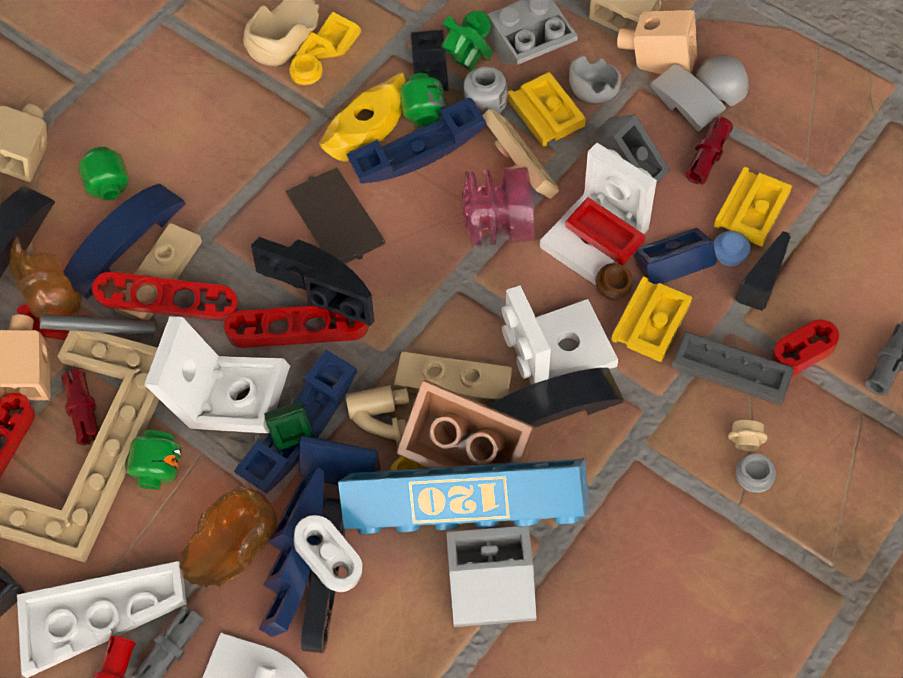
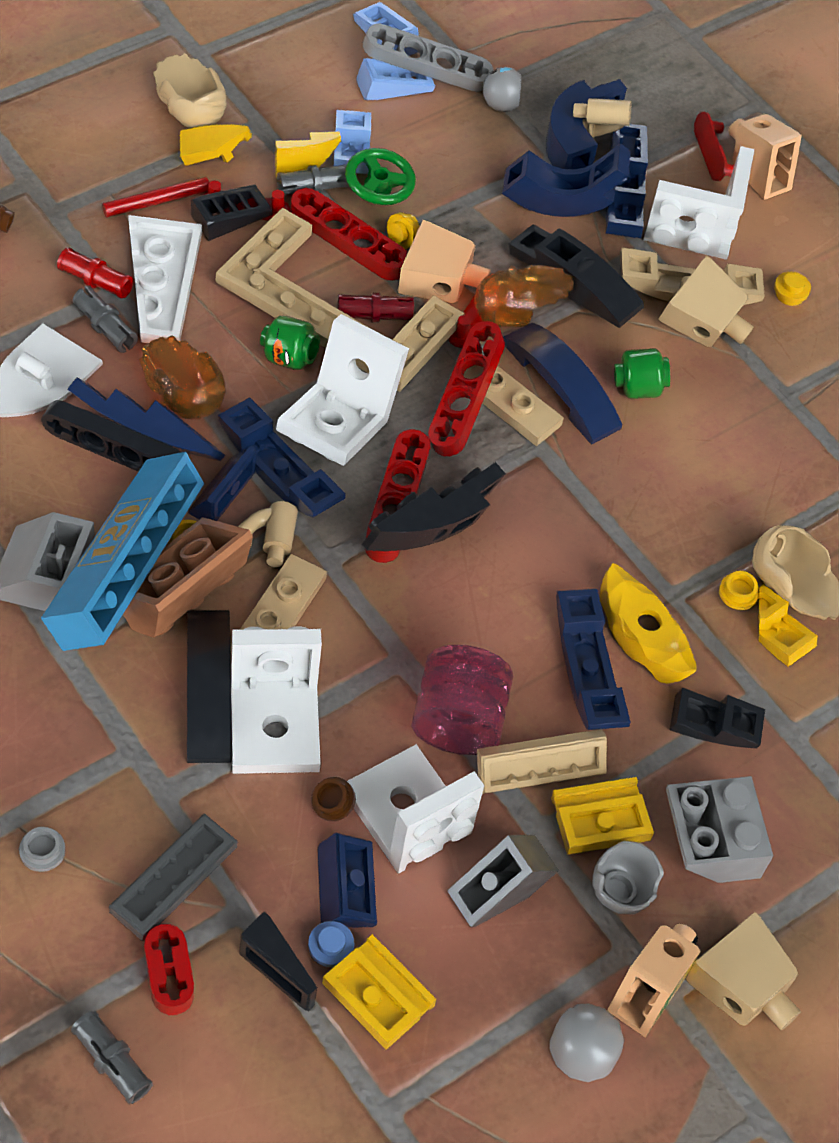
camera: 95 degrees right, 5 degrees down
(97, 324) = (453, 327): dark grey bar -> none
(288, 425) = (273, 444): dark green tile -> none
(329, 554) = (118, 427): white plate -> none
(335, 216) = (524, 567): clear smoke piece -> none
(422, 99) = (651, 684): green head -> none
(467, 42) = (724, 746): green hips -> none
(487, 89) = (640, 749): light grey head -> none
(605, 231) = (378, 811): red tile -> none
(652, 319) = (269, 818): yellow plate -> none
(689, 95) = (567, 980): light grey slope -> none
(709, 150) = (479, 975): dark red pin -> none
(747, 435) = (87, 857): tan plate -> none

